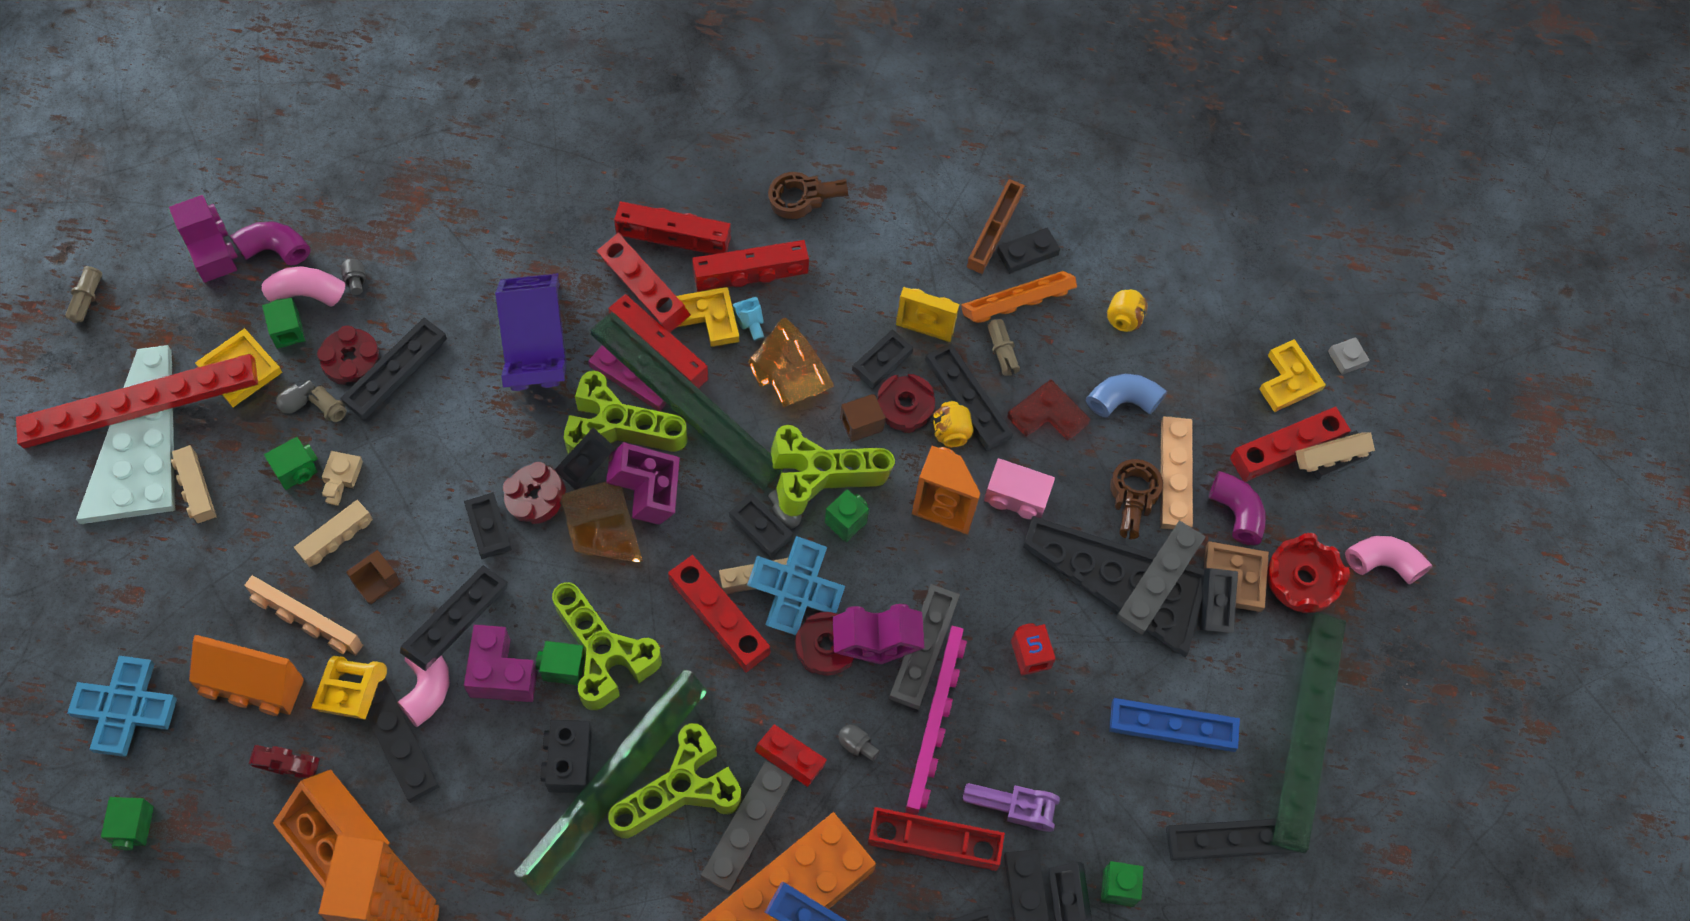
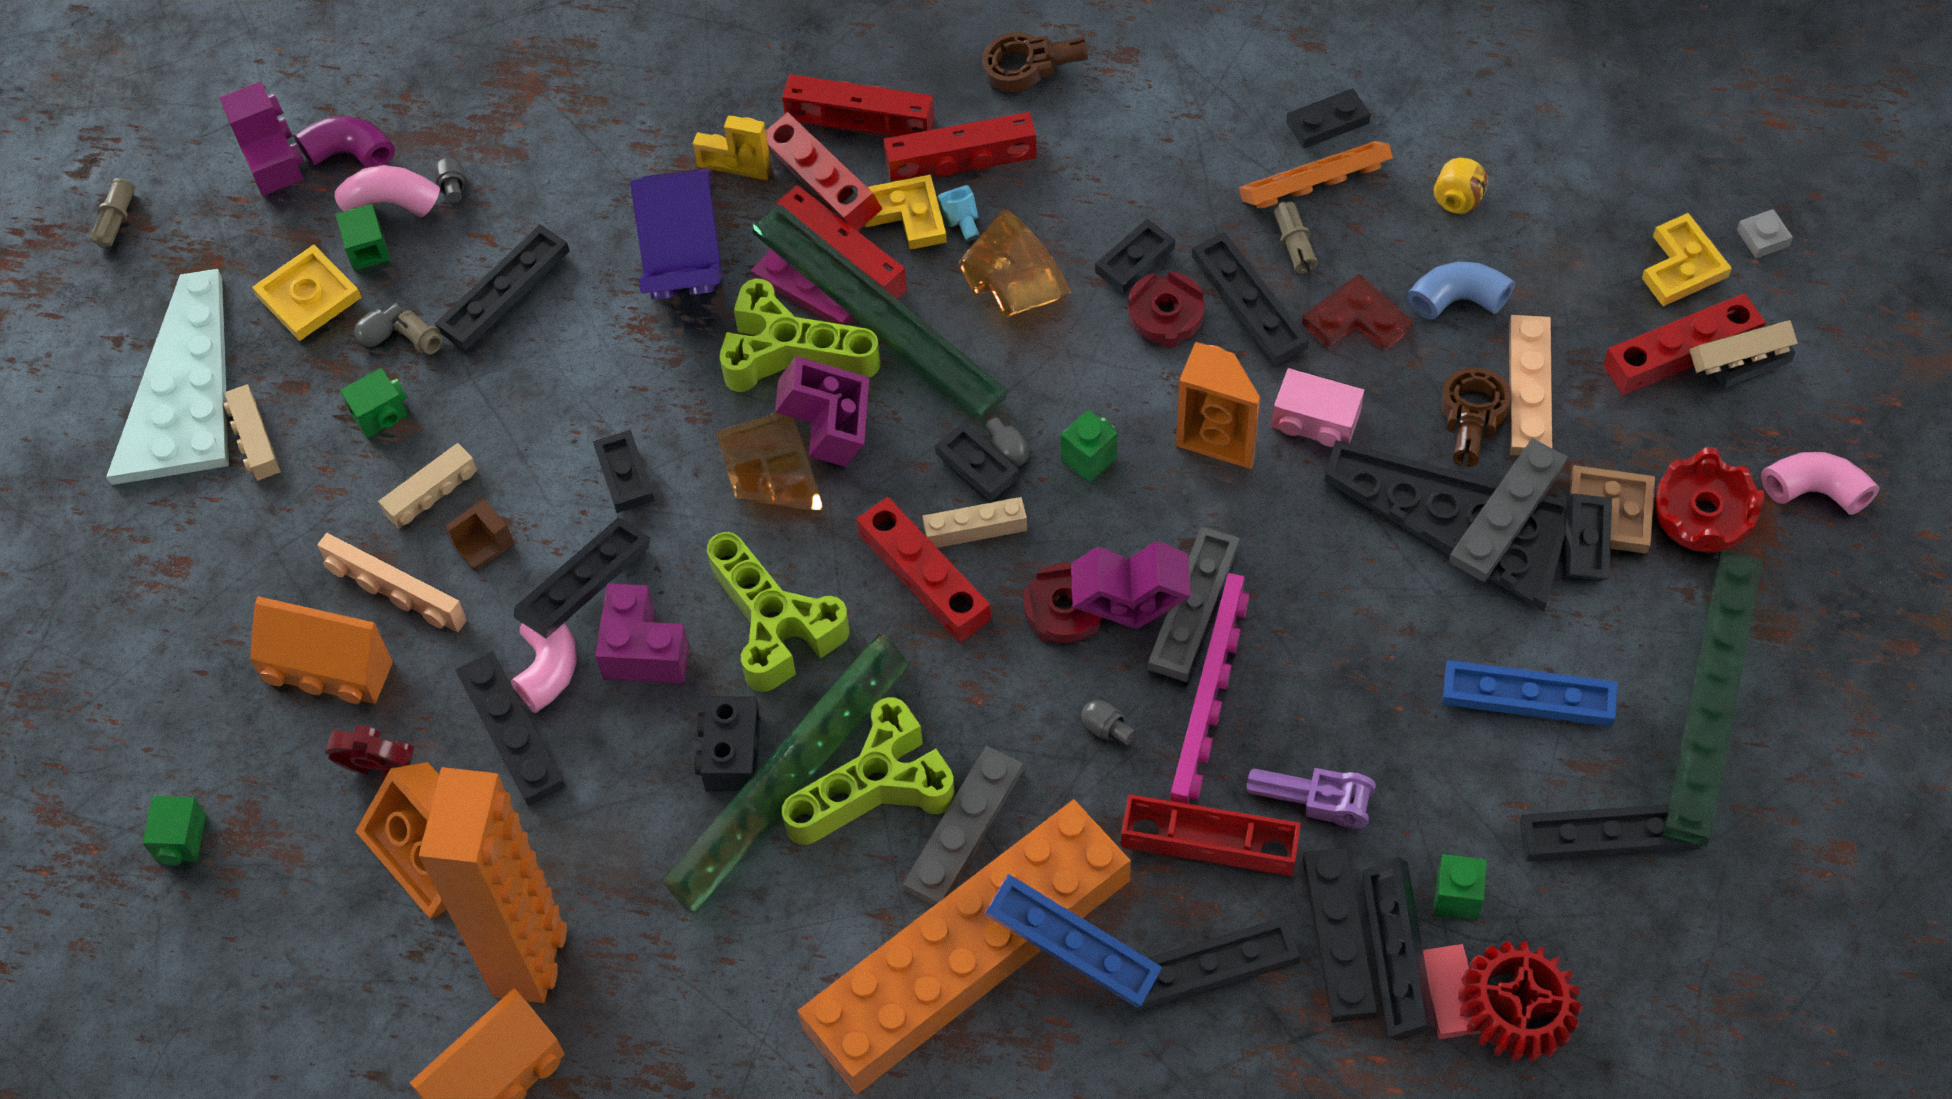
camera: 10 degrees right, 5 degrees down
(122, 706) = (166, 694): dark azure plate -> none
(136, 401) = (181, 333): red plate -> none
(340, 472) = (435, 414): tan plate -> none
(341, 342) = (435, 259): dark red plate -> none
(348, 697) = (448, 675): yellow plate -> none
(523, 482) = (671, 416): plate -> none
(561, 662) = (719, 631): green brick -> none
(581, 262) = (740, 153): none -> yellow plate
(585, 459) = (747, 384): black plate -> none
(790, 755) = (1018, 738): red plate -> none
(796, 585) = (1022, 529): dark azure plate -> none
(799, 453) = (1041, 388): lime beam -> none
(862, 417) = (1108, 327): reddish brown panel -> none
(927, 314) = (1192, 196): yellow plate -> none
(952, 424) = (1229, 328): yellow head -> none
(995, 226) = (1283, 89): dark orange piece -> none
(1032, 648) = (1338, 603): red brick -> none
(1245, 504) = (1623, 420): magenta cylinder -> none

